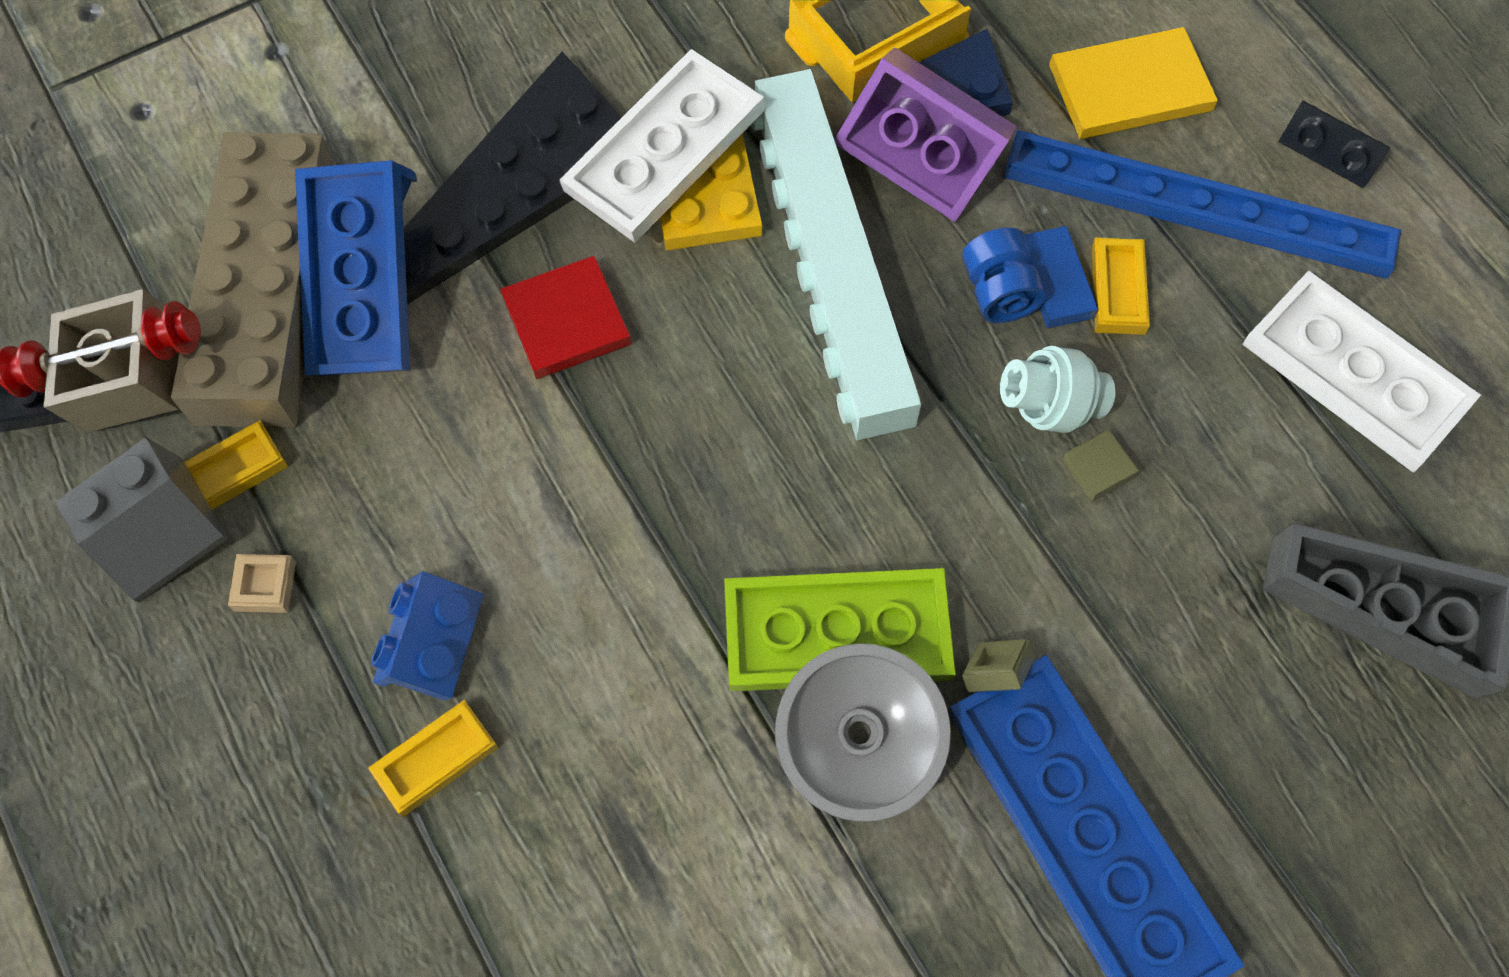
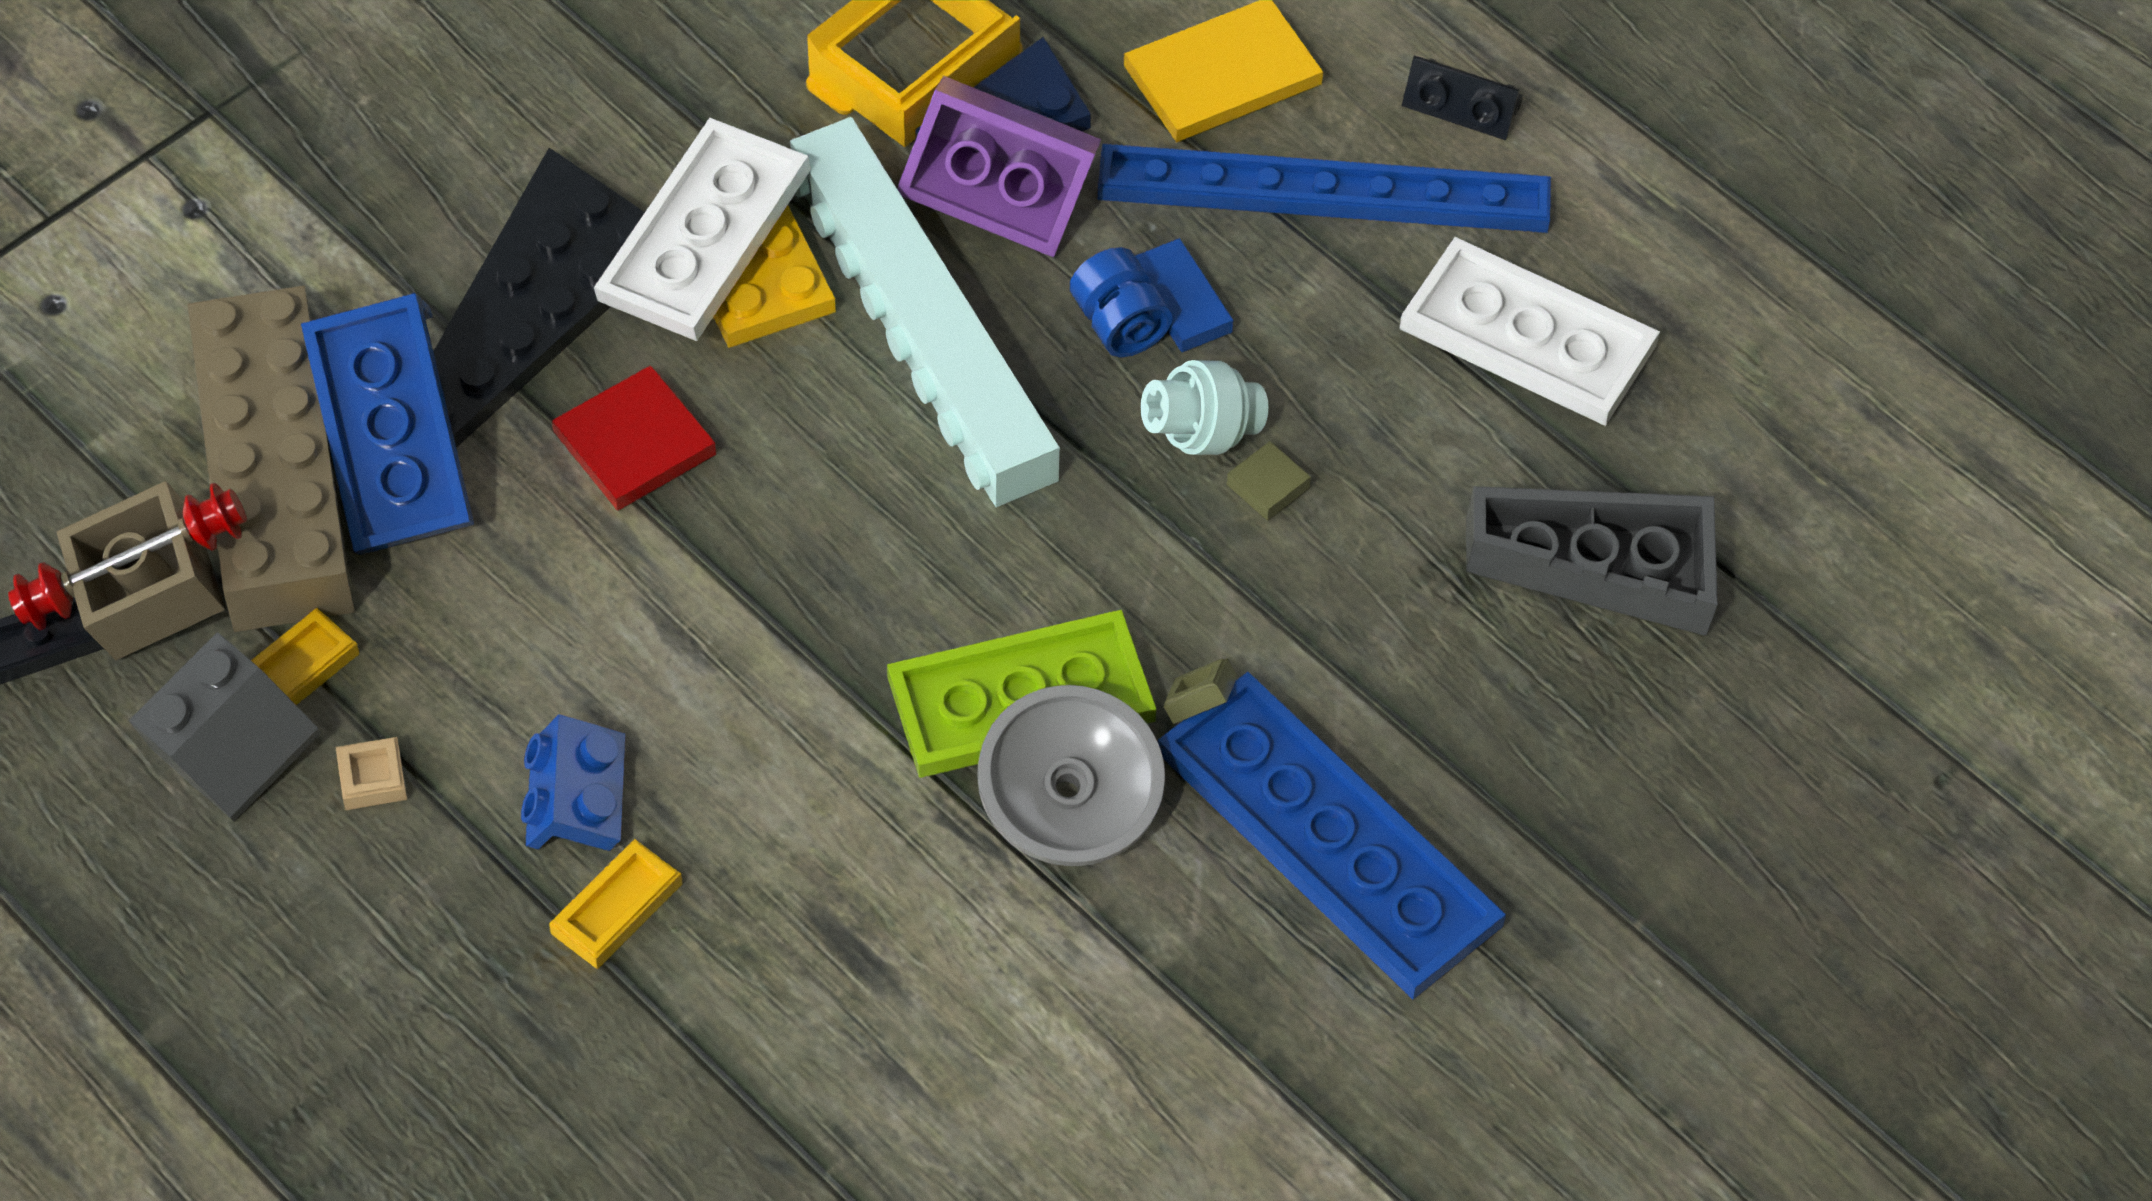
camera: 15 degrees left, 10 degrees down
(1120, 286) = (1253, 292): yellow tile -> none

